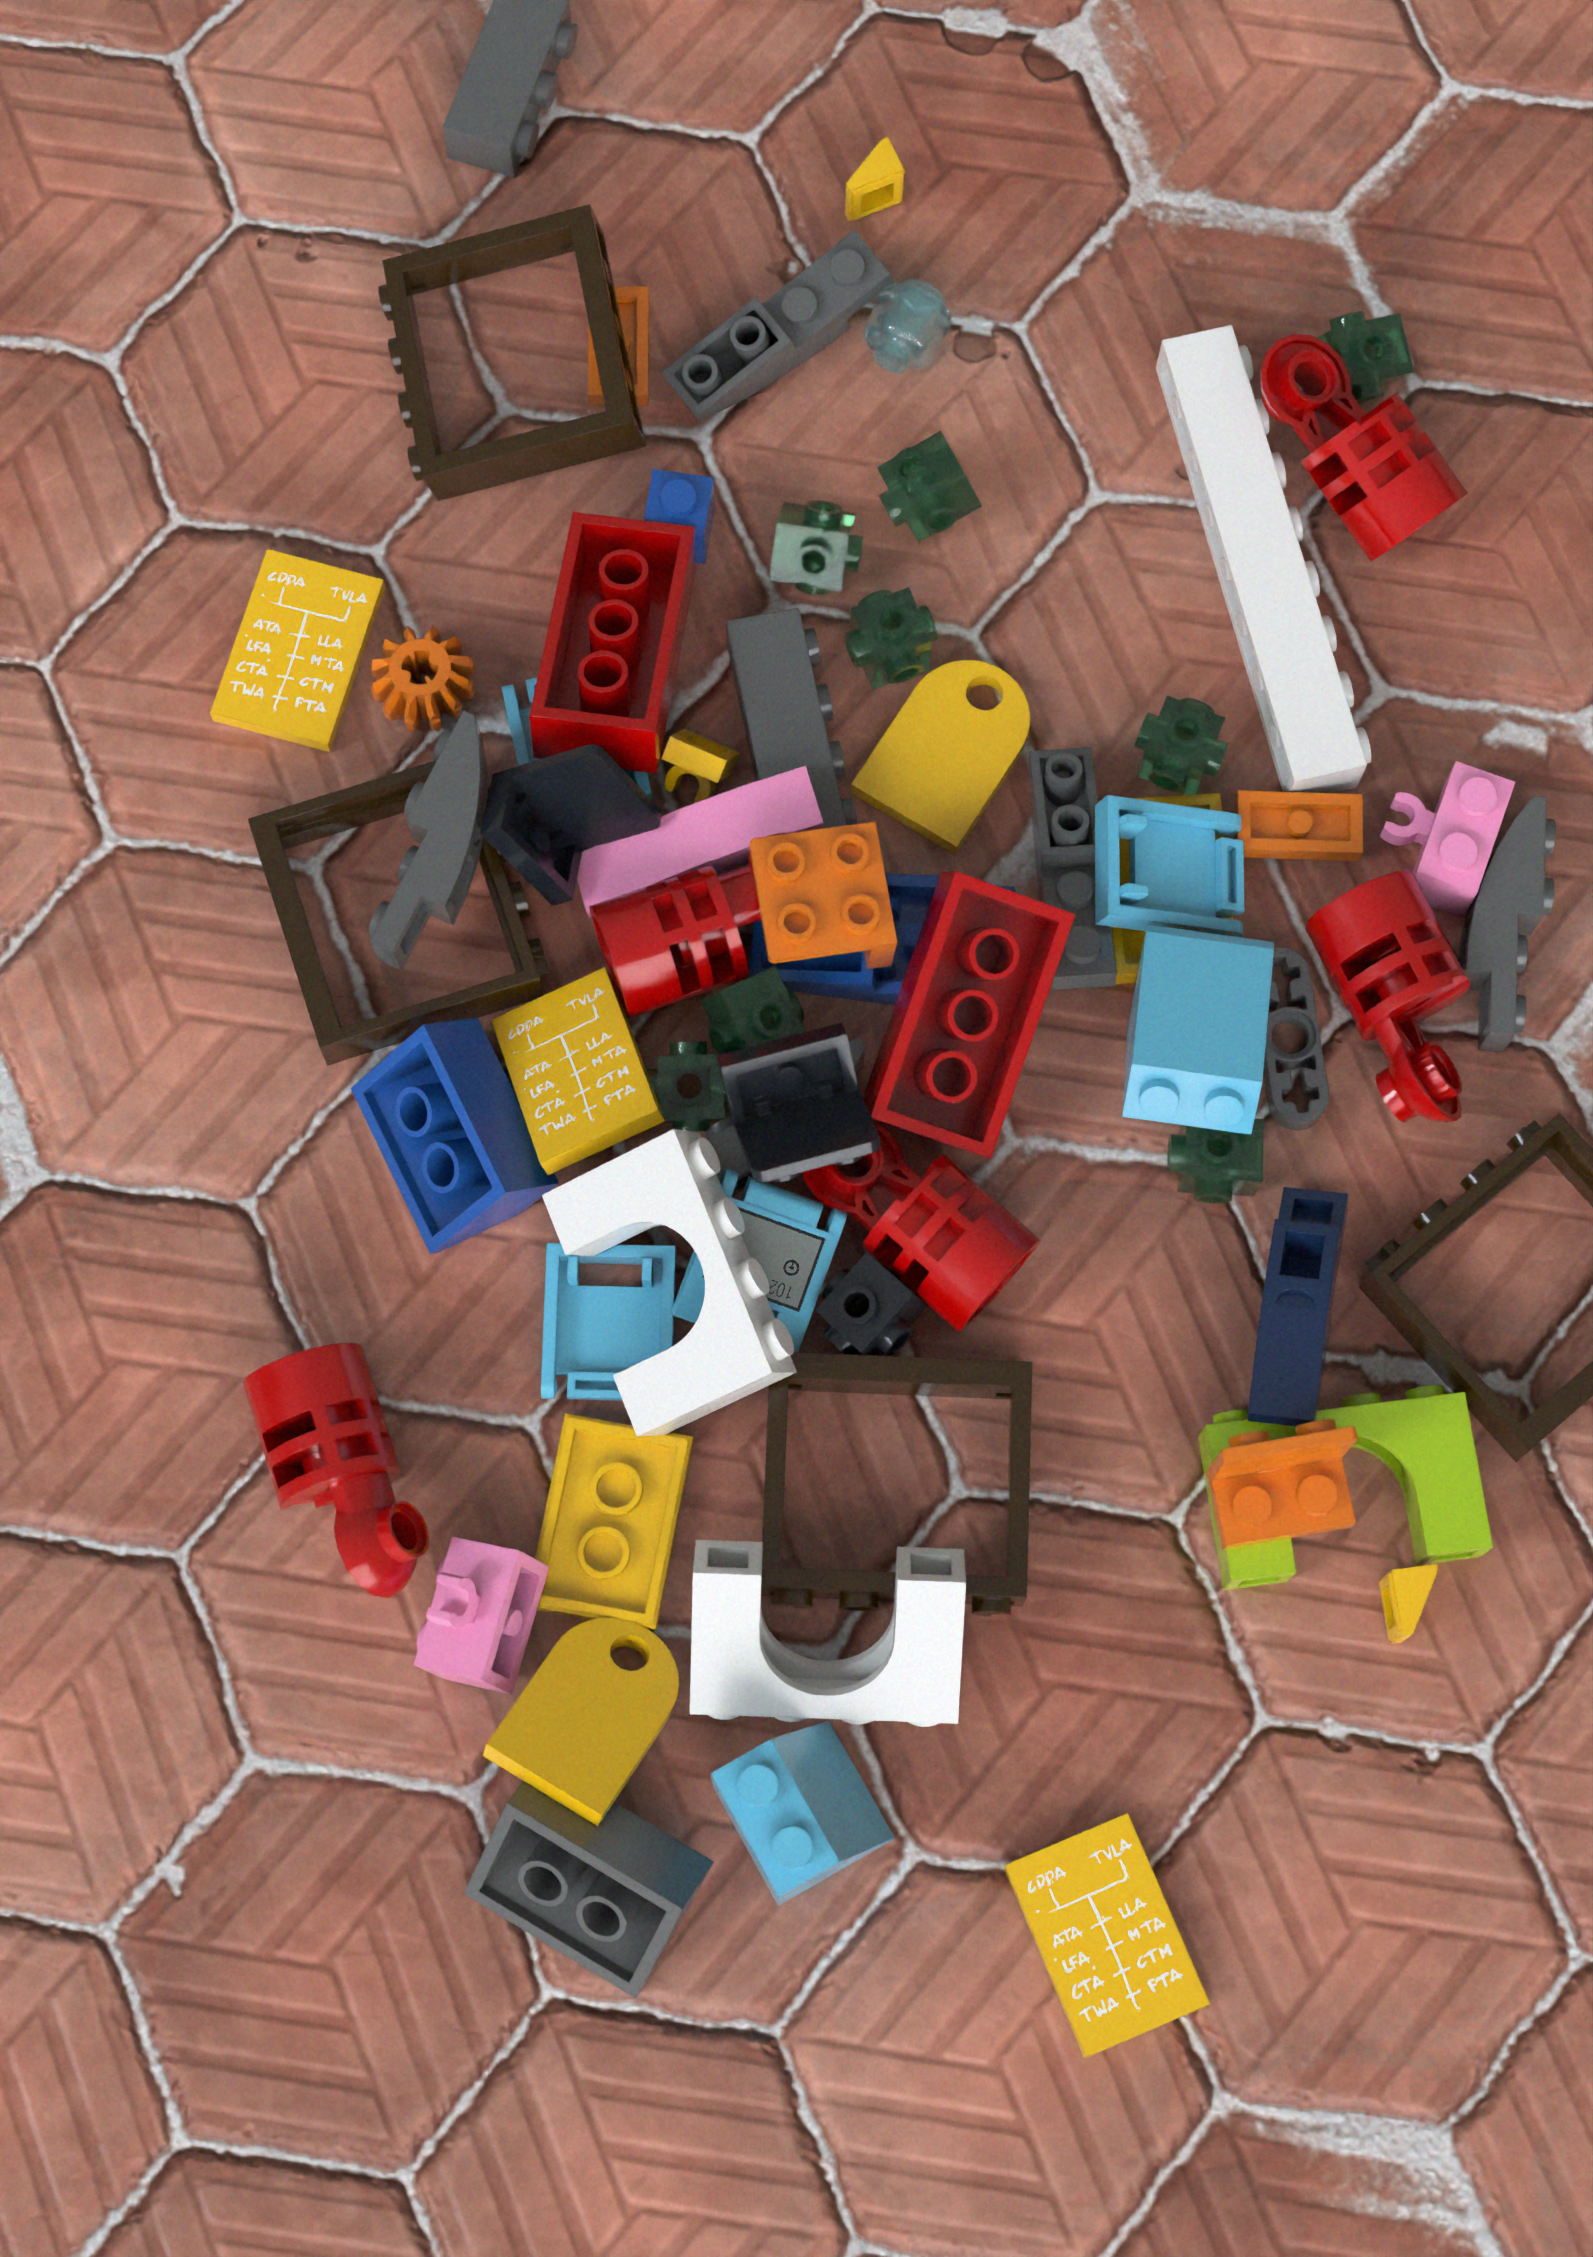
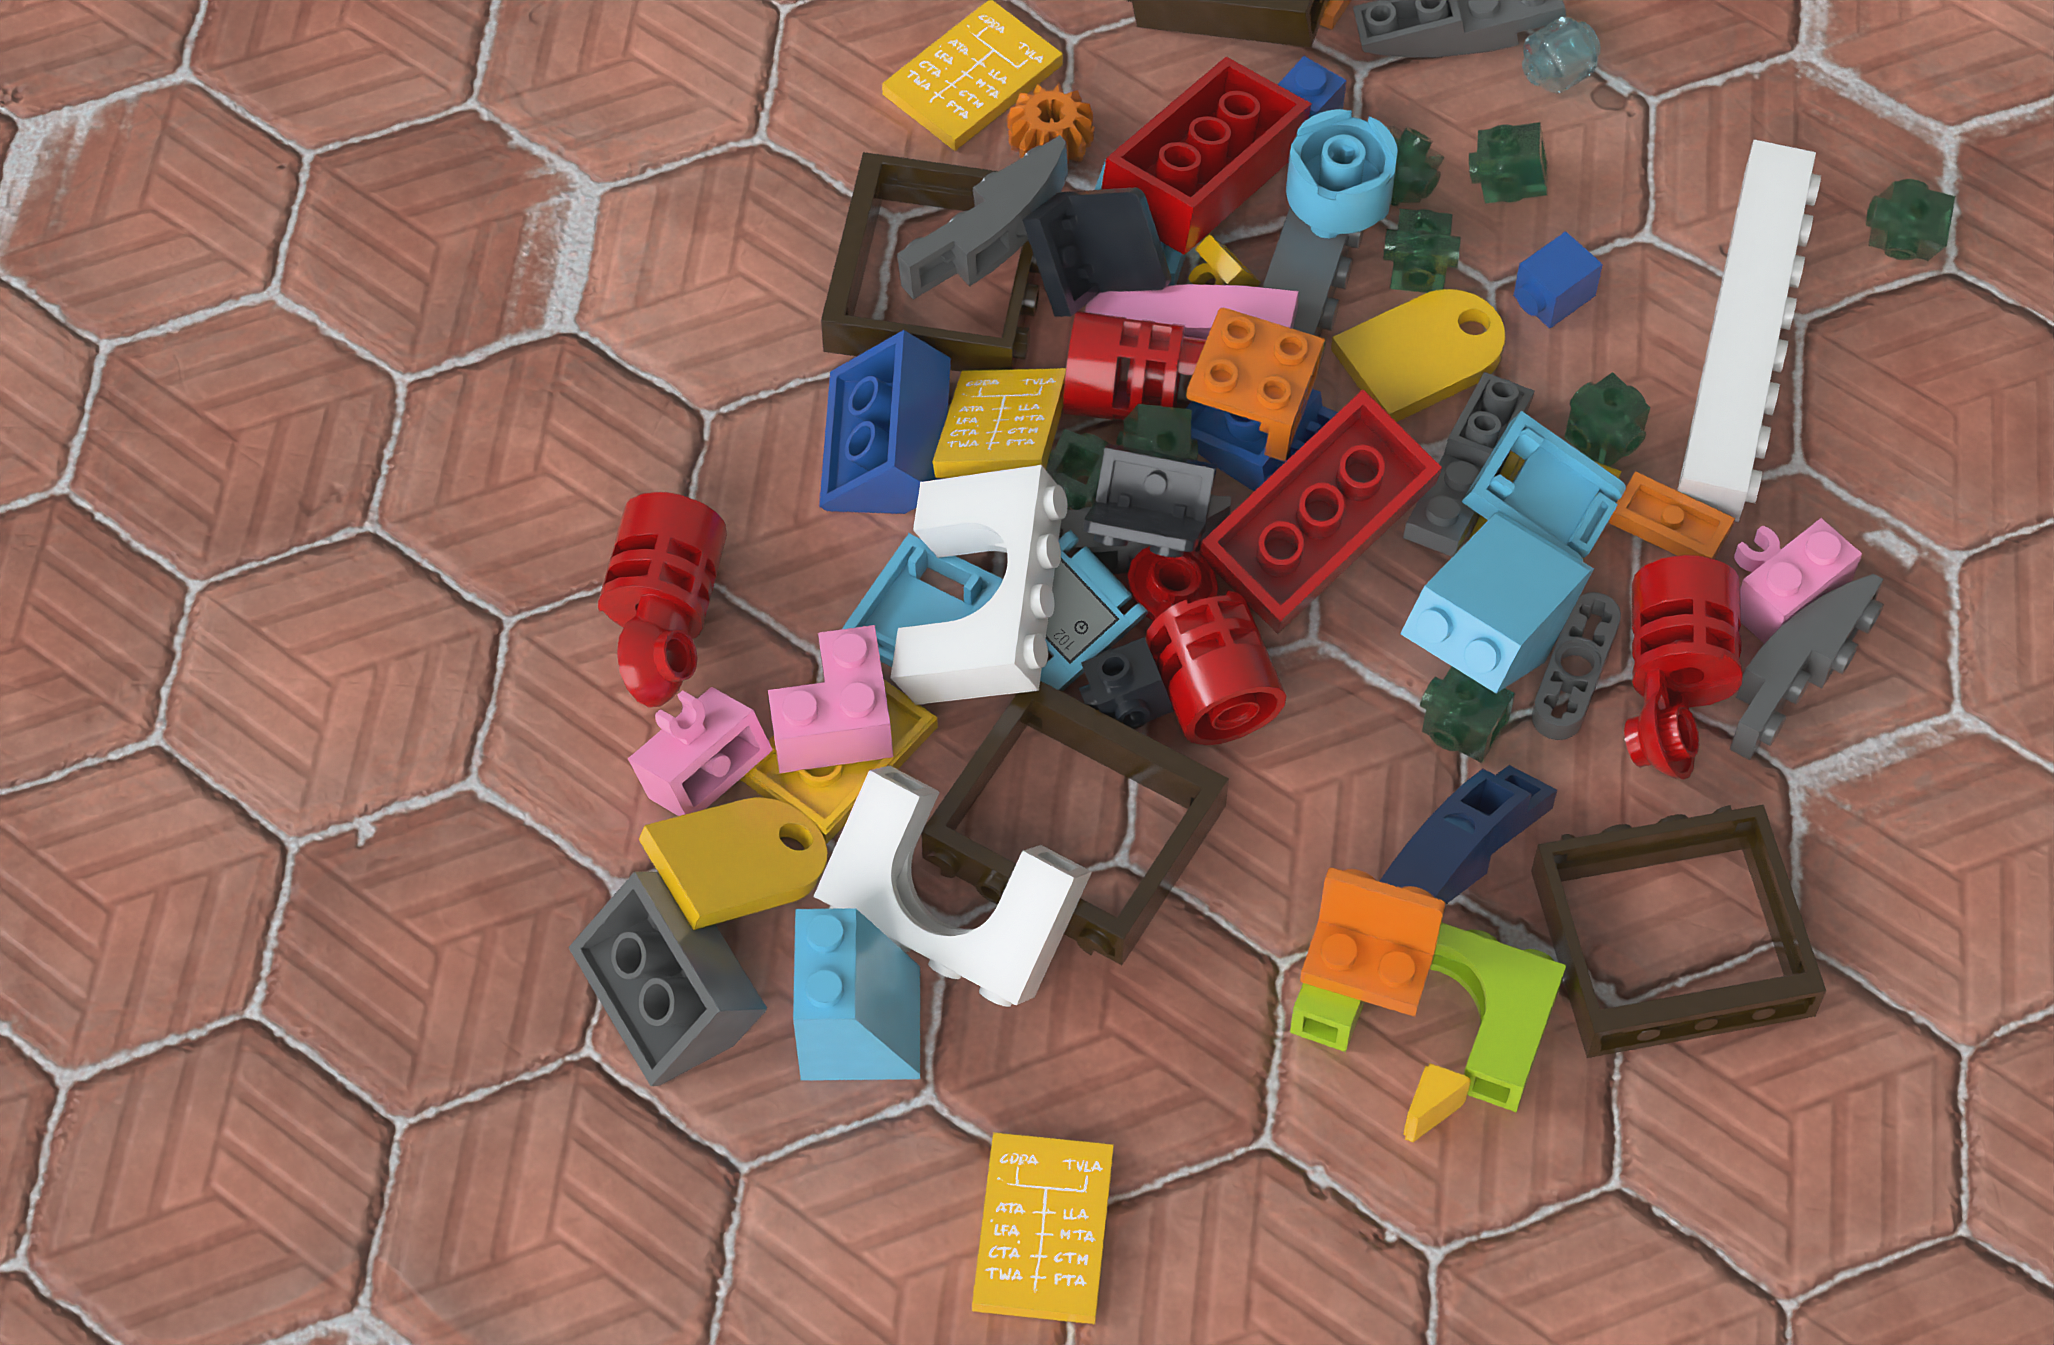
camera: 30 degrees right, 15 degrees down
(612, 1493) = (841, 717): none -> bright pink brick
(750, 600) = (1341, 173): none -> medium azure brick
(1043, 602) = (1557, 280): none -> blue brick
(1369, 466) = (1868, 281): red cylinder -> none

